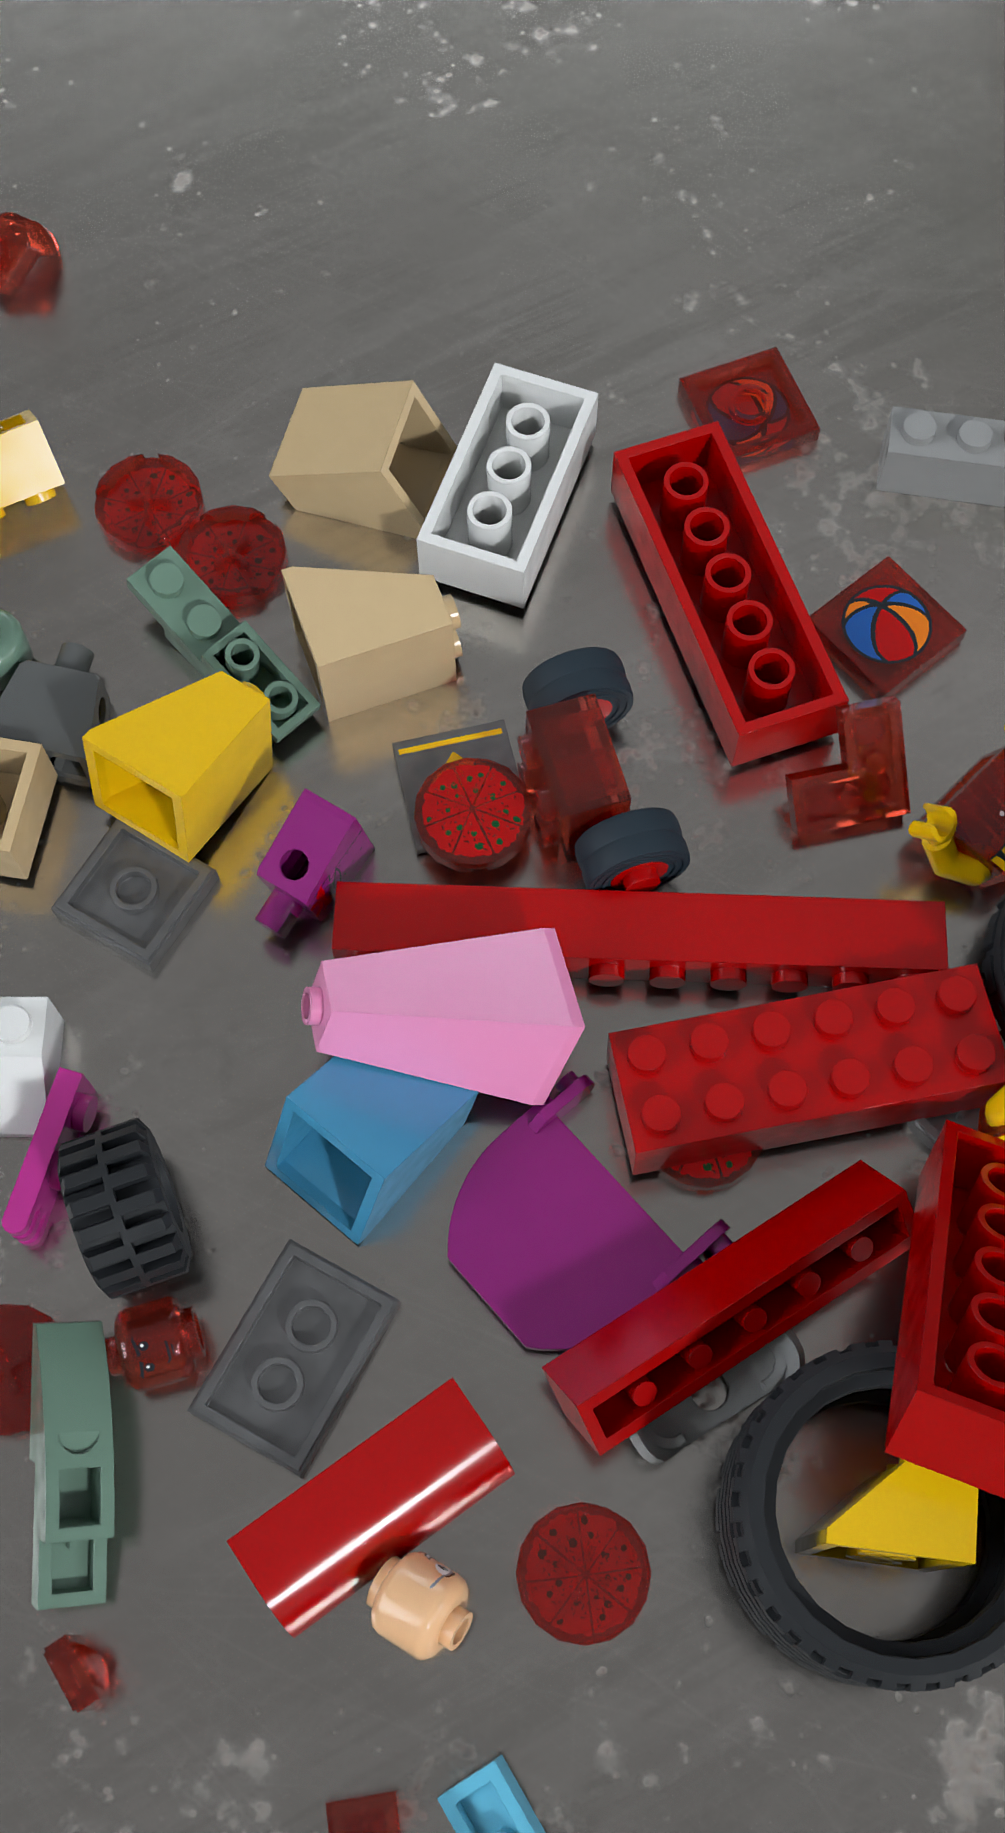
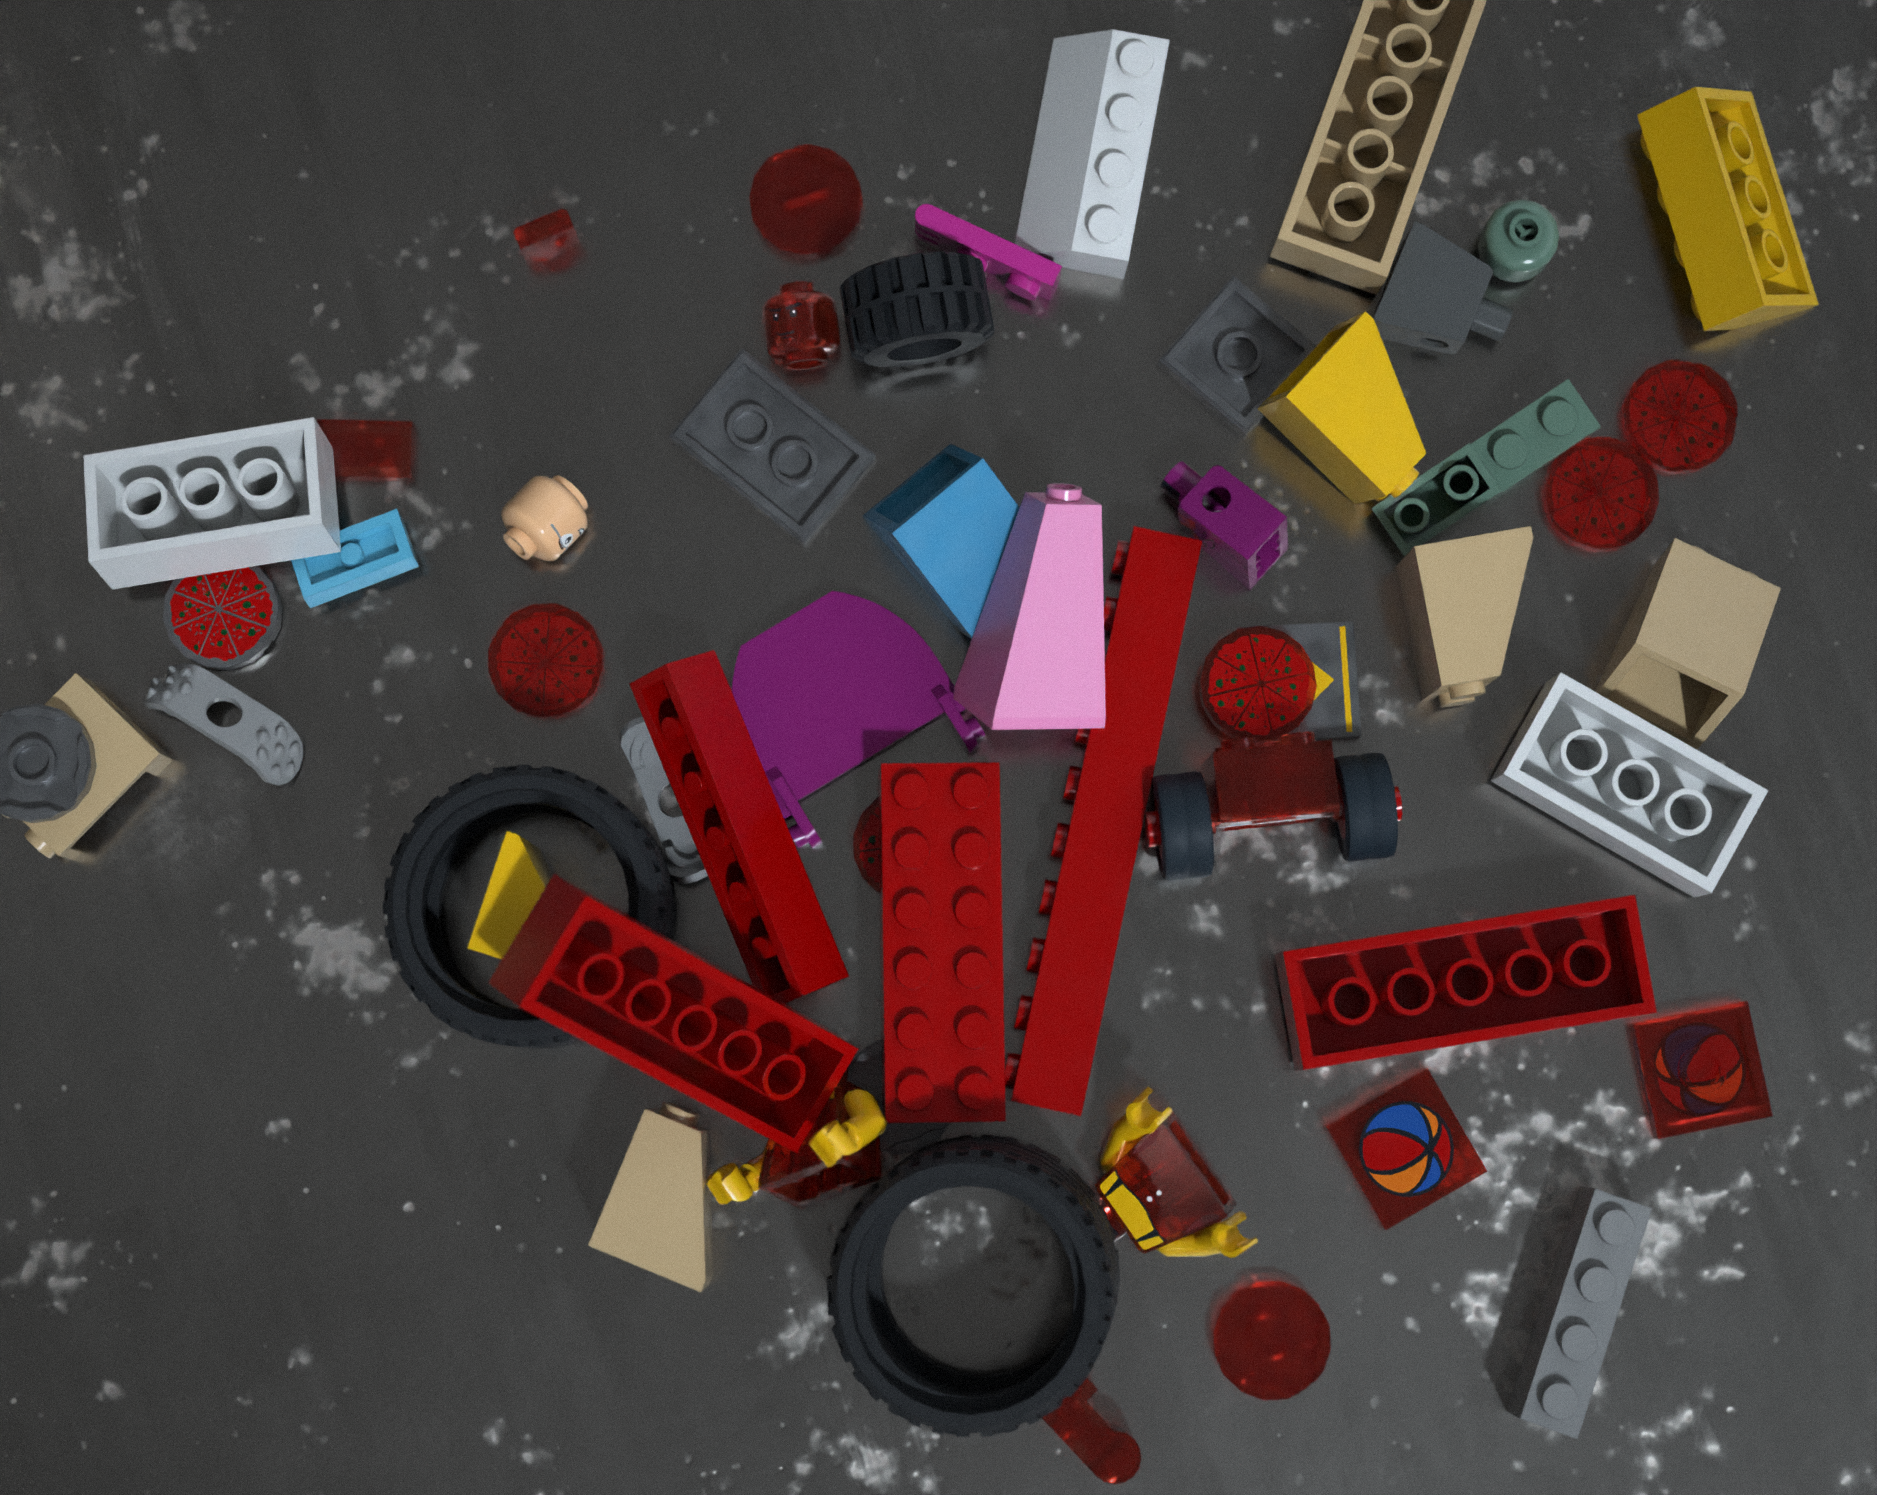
camera: 95 degrees right, 15 degrees up
(72, 1464) = (714, 245): sand green slope -> none
(370, 1507) = (631, 493): red brick -> none
(866, 783) = (1224, 1075): clear red plate -> none

